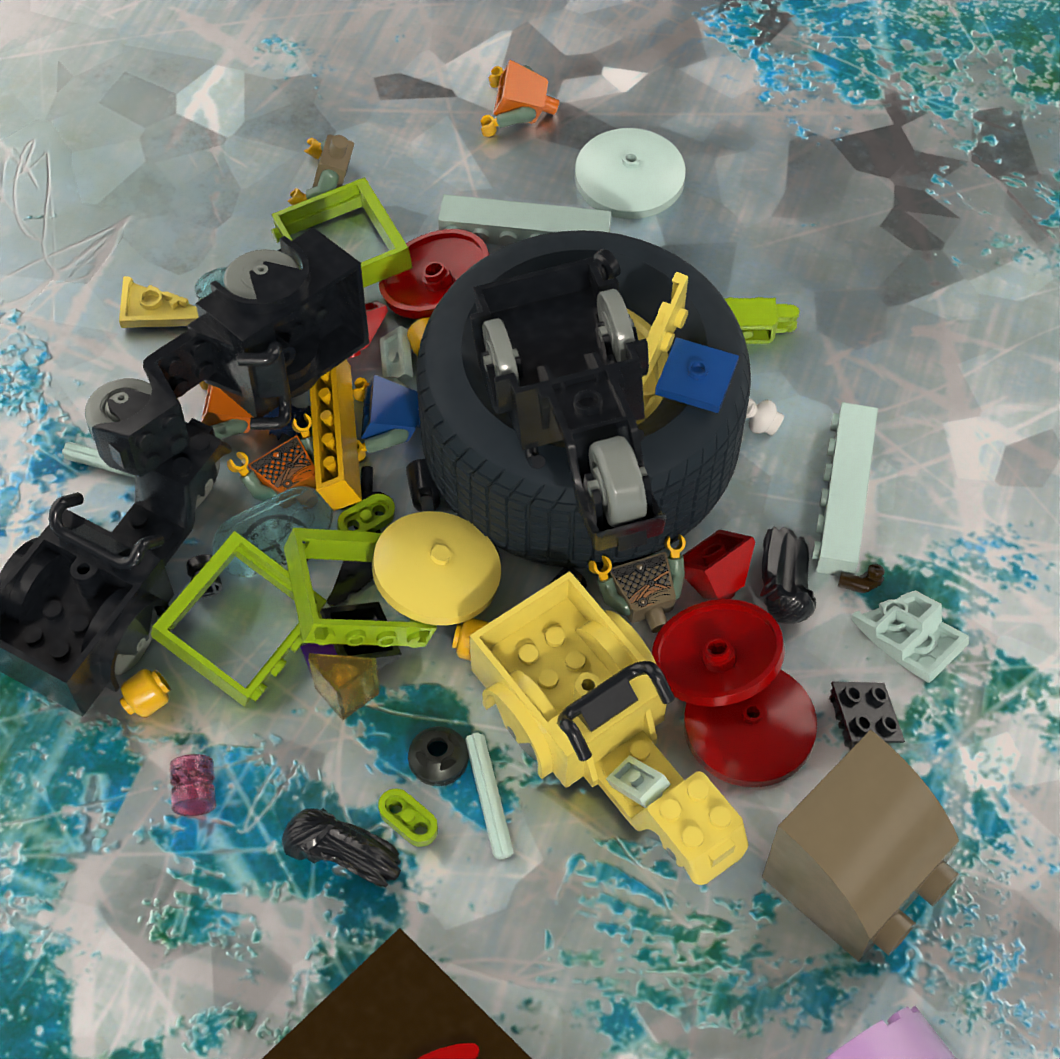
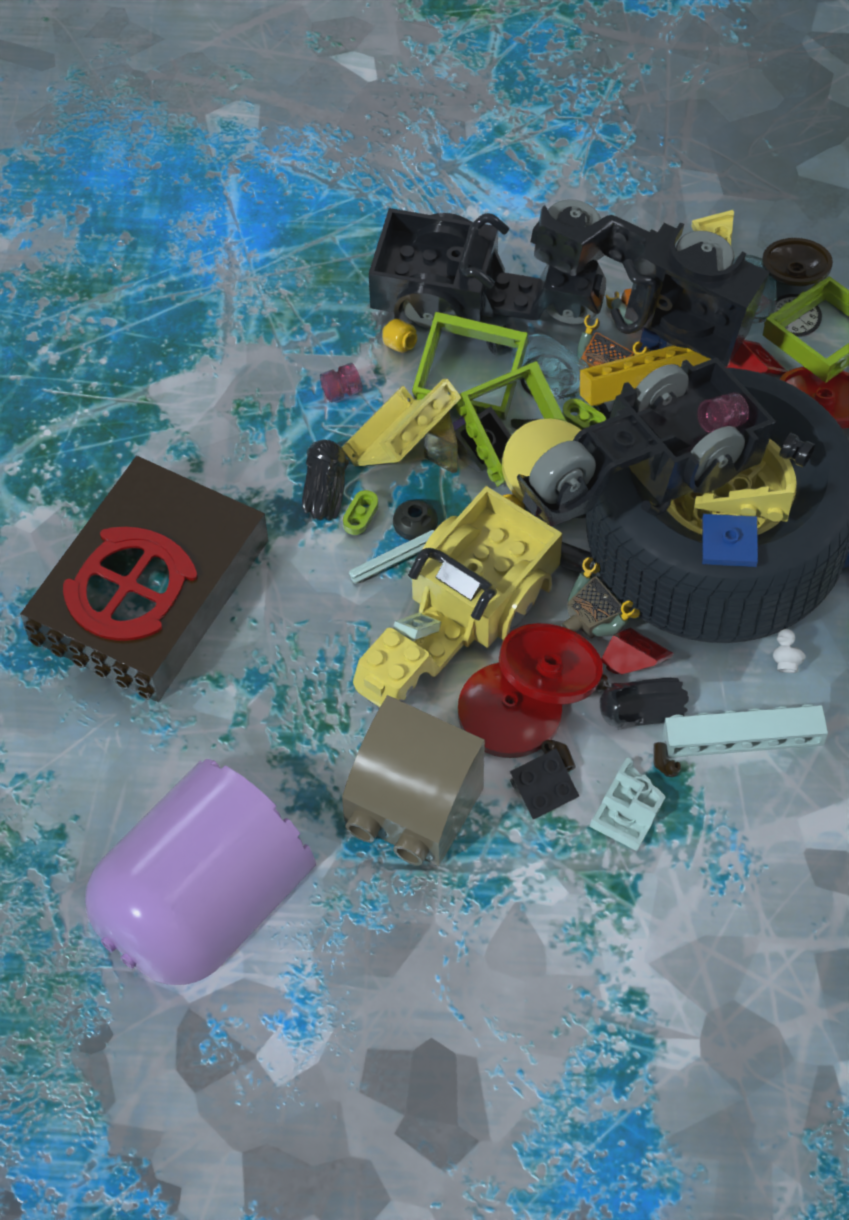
camera: 75 degrees right, 0 degrees up
(233, 233) = (797, 261): none -> dark brown dish
(312, 722) = (399, 425): none -> light yellow panel
(566, 301) = (722, 412): none -> clear pink wheel
(821, 685) = (563, 751): none -> dark brown arm

